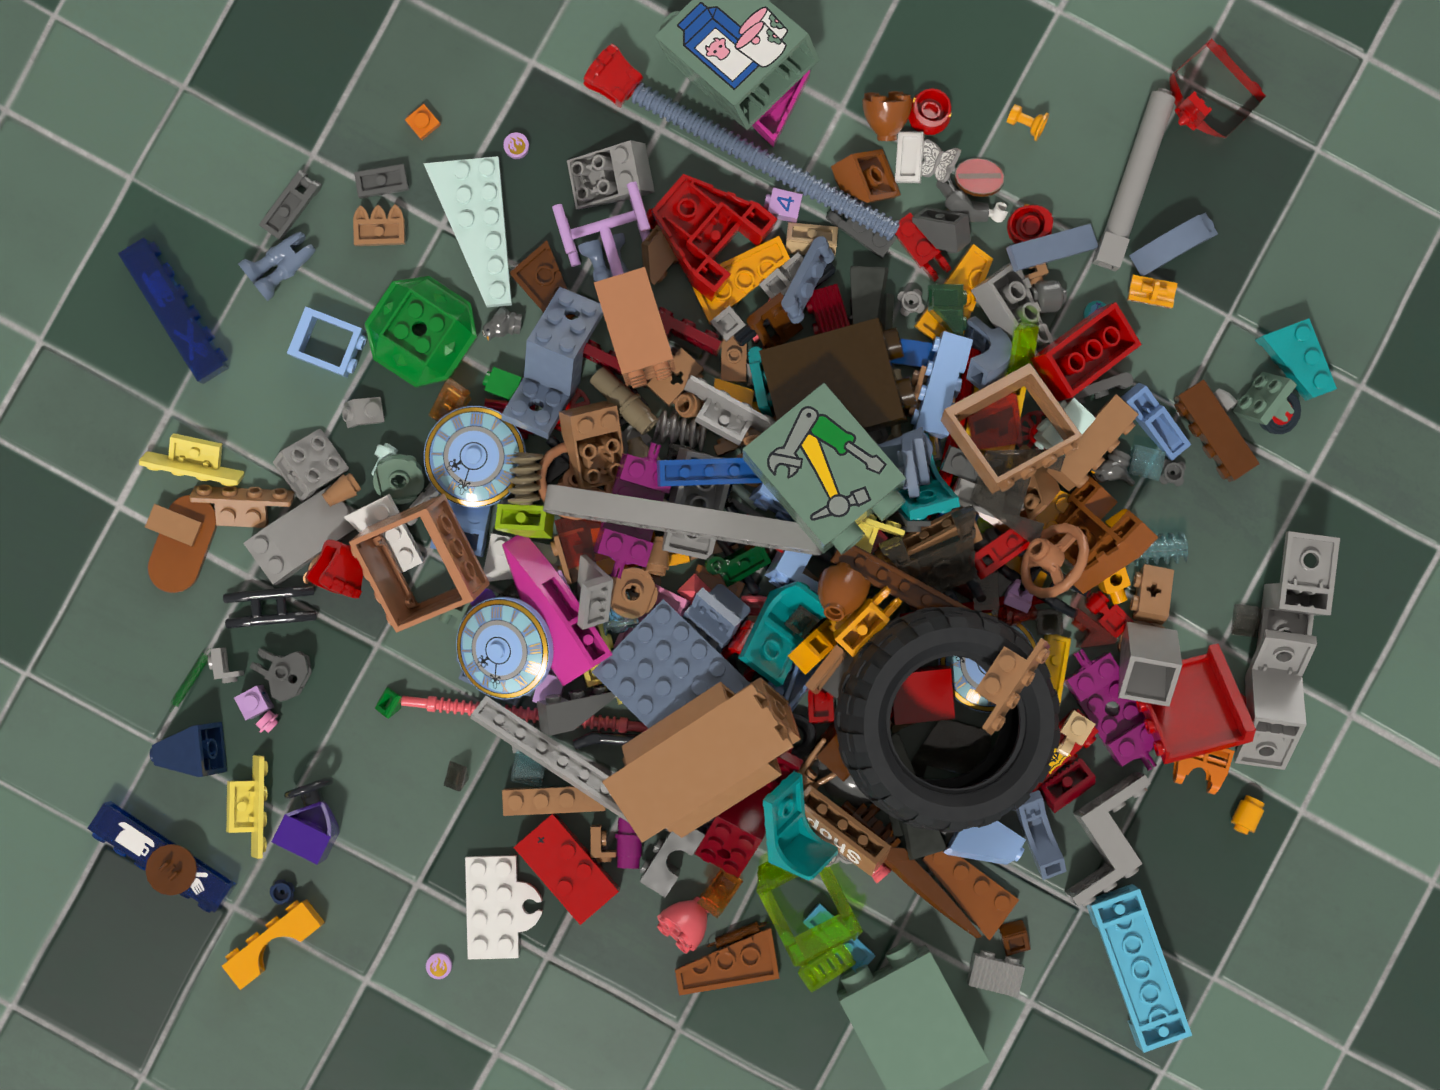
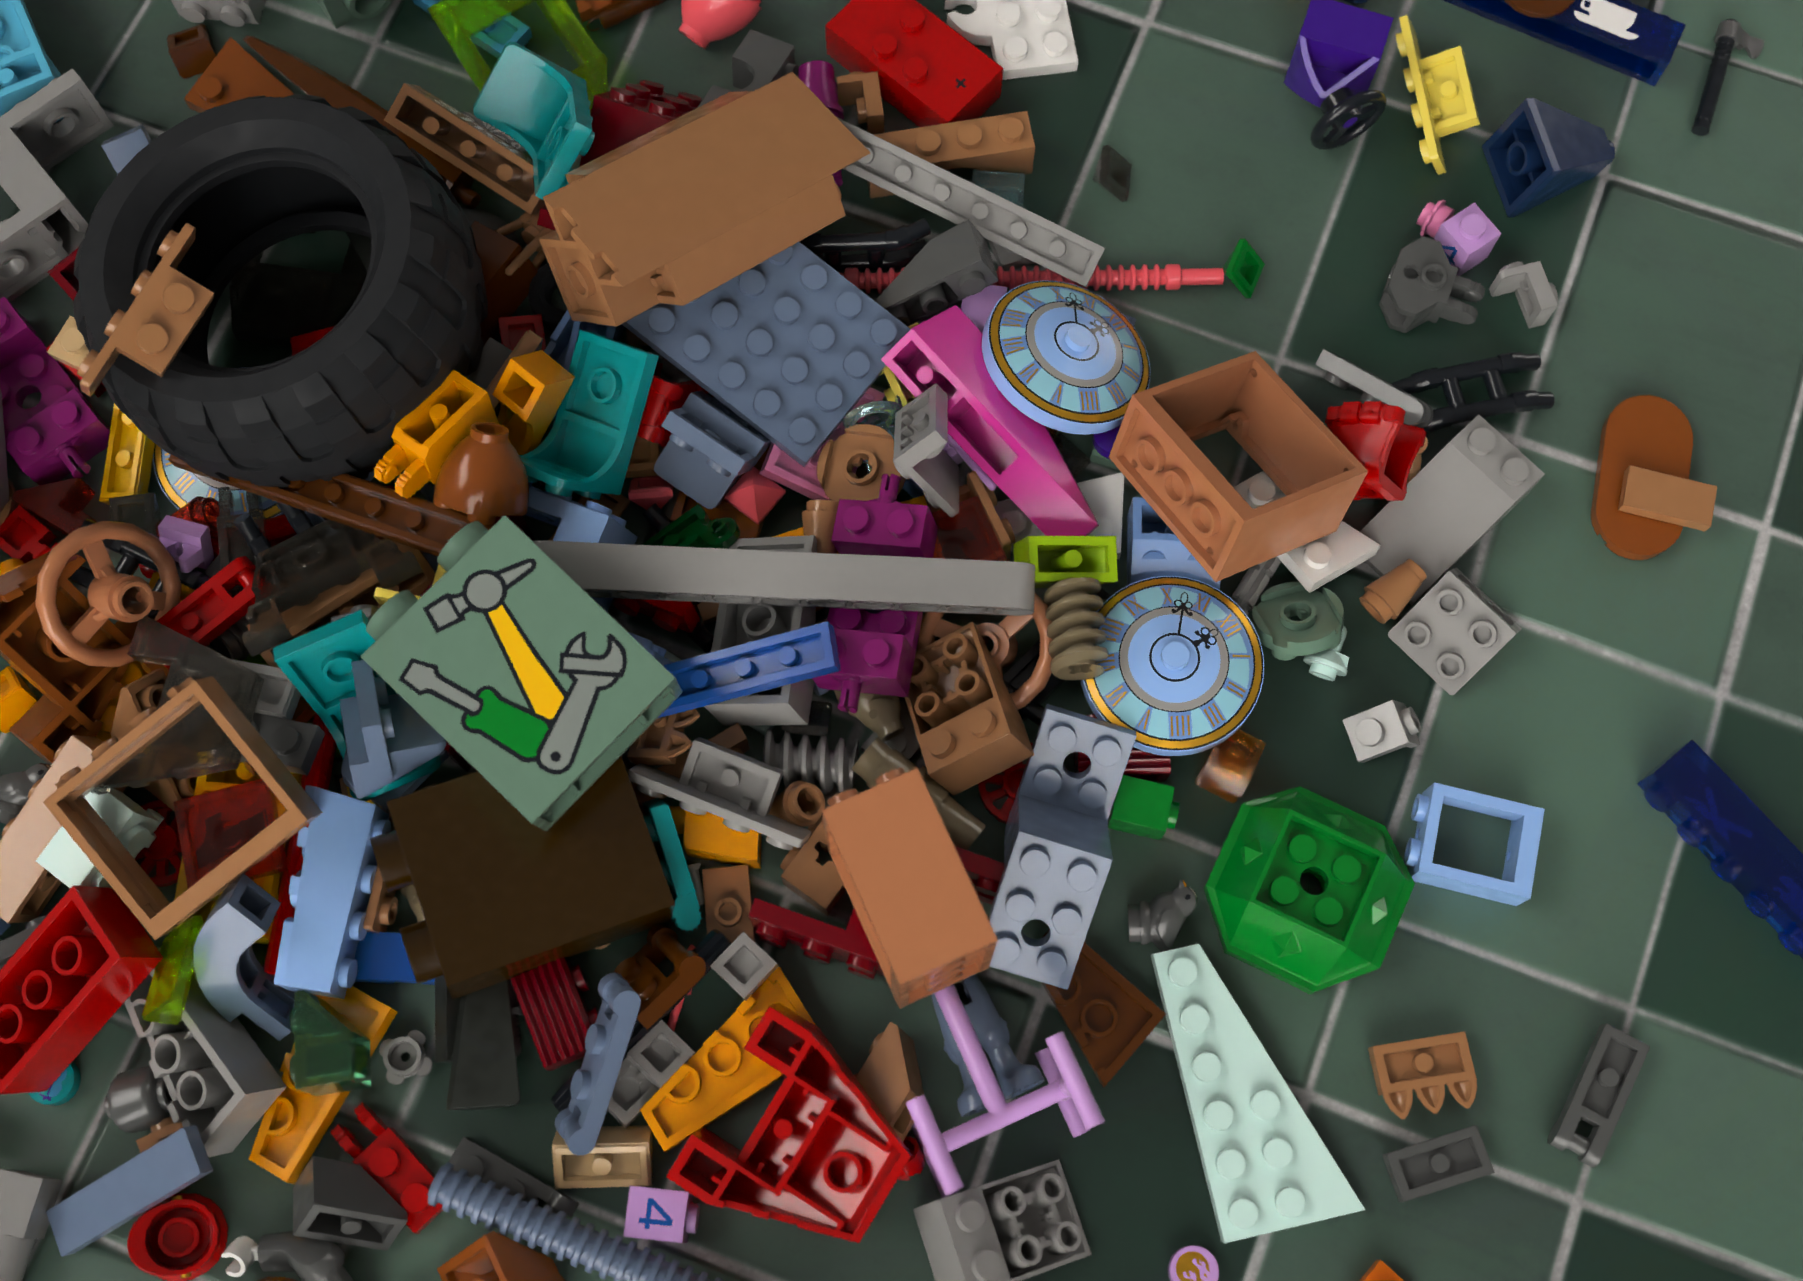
camera: 175 degrees right, 15 degrees down
(58, 826) = (1727, 37): none -> black piece
(190, 678) = (1584, 265): green piece -> none
(193, 458) = (1661, 609): light yellow bracket -> none
(242, 505) = (1560, 550): medium nougat bracket -> none
(282, 256) = (1599, 994): sand blue piece -> none
(327, 611) = (1343, 372): none -> plate
(719, 892) = (666, 50): clear orange slope -> none
(801, 621) = (557, 442): clear smoke slope -> none

